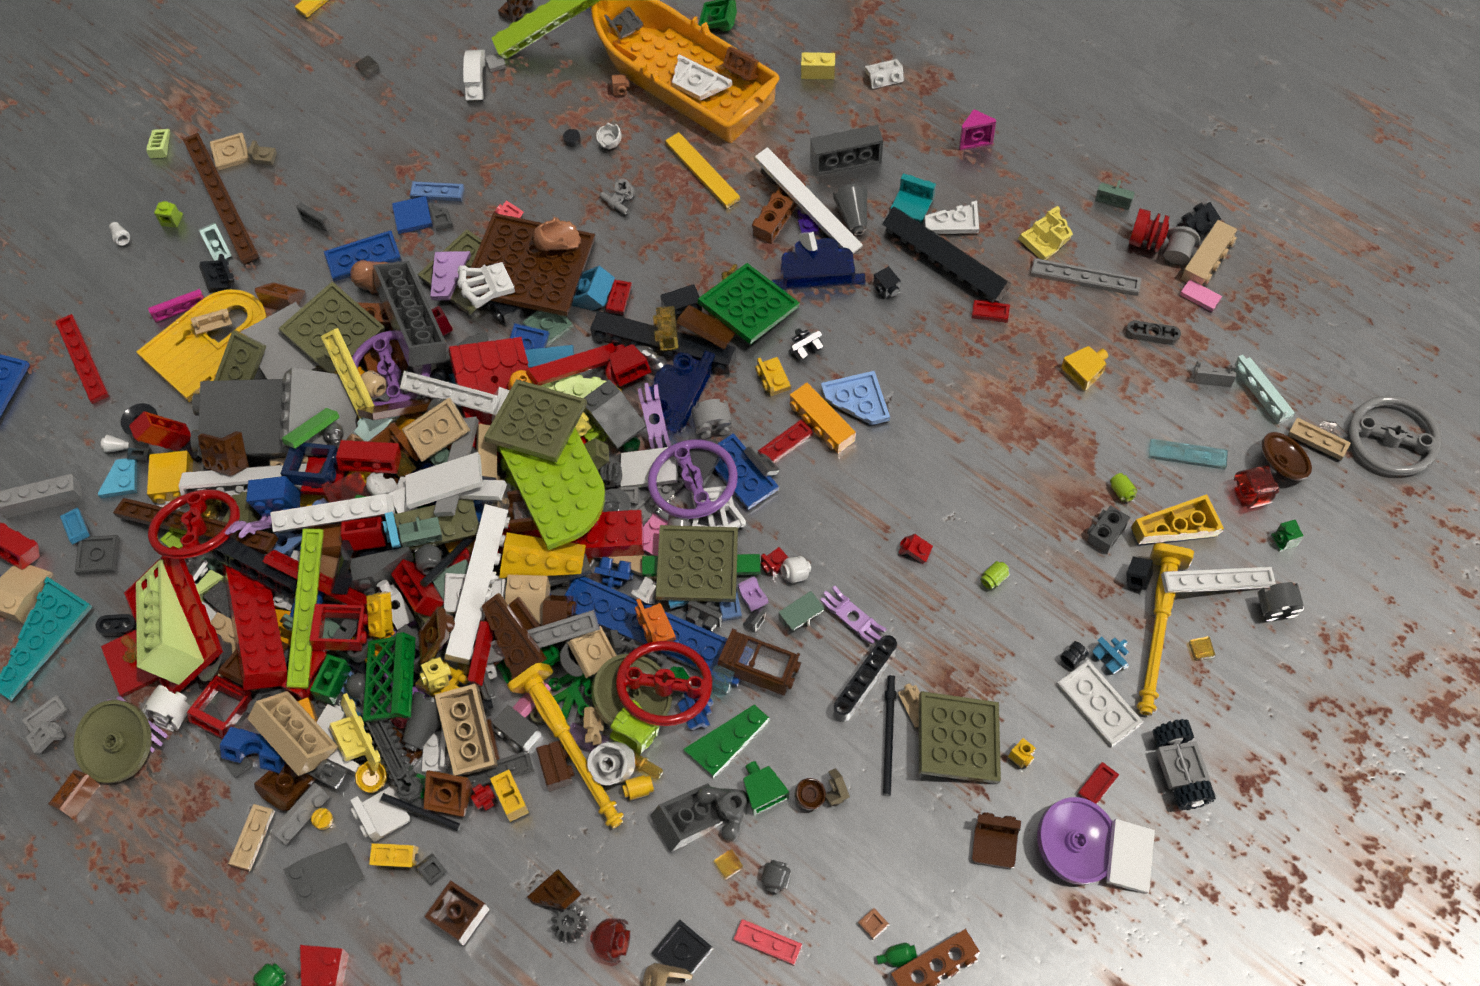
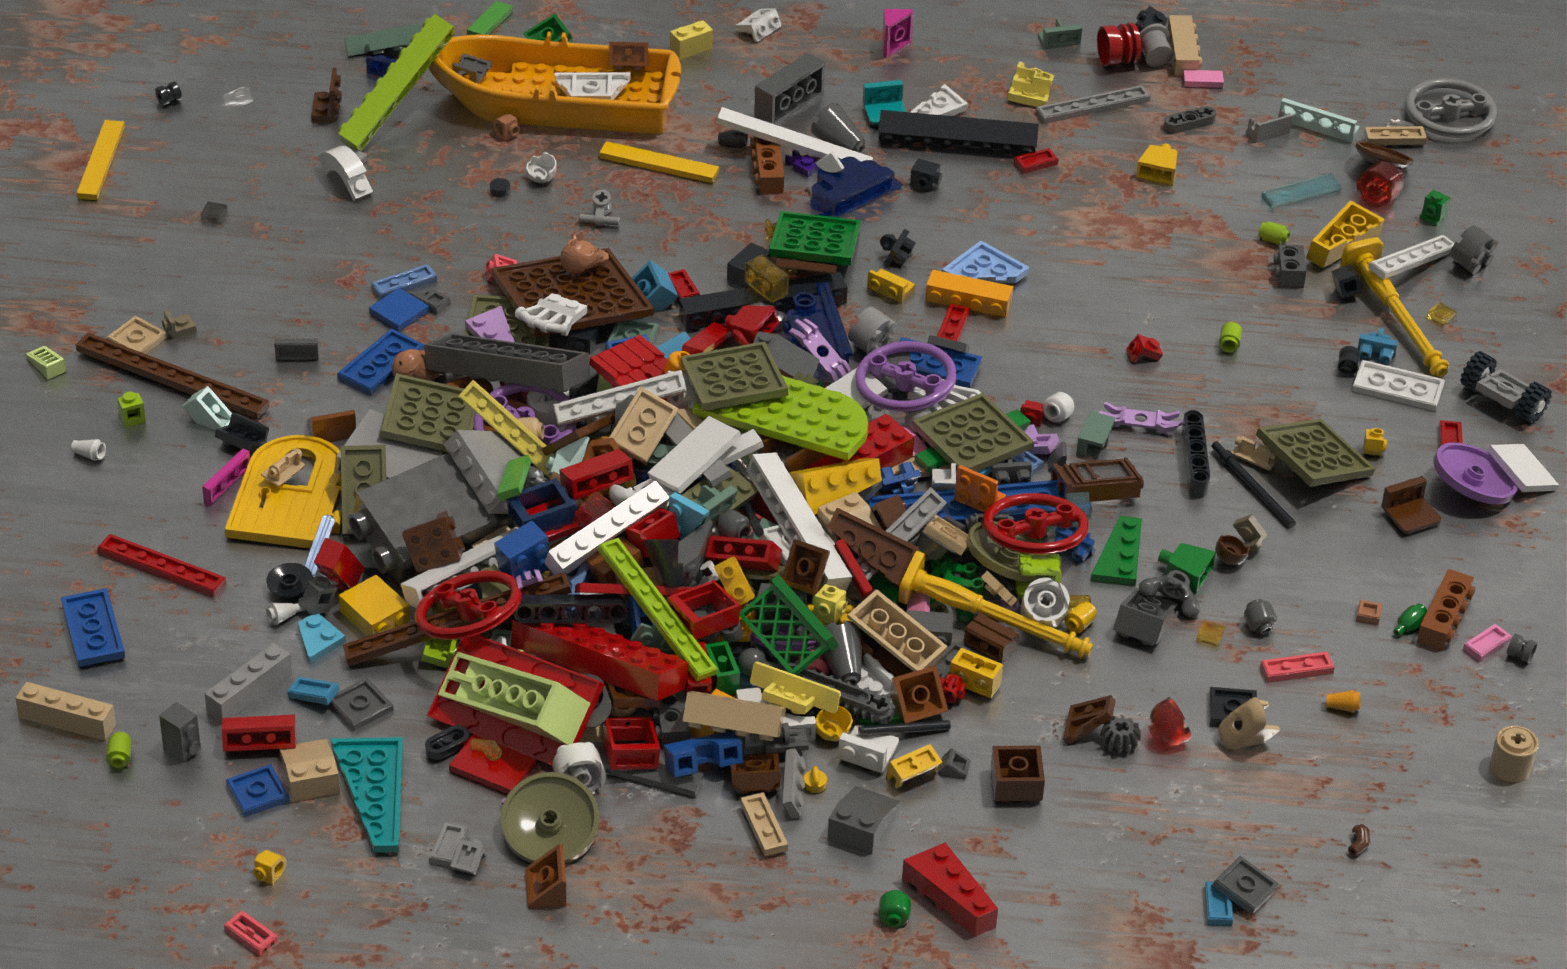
camera: 40 degrees left, 20 degrees down
(170, 409) = (323, 531): none -> light blue axle

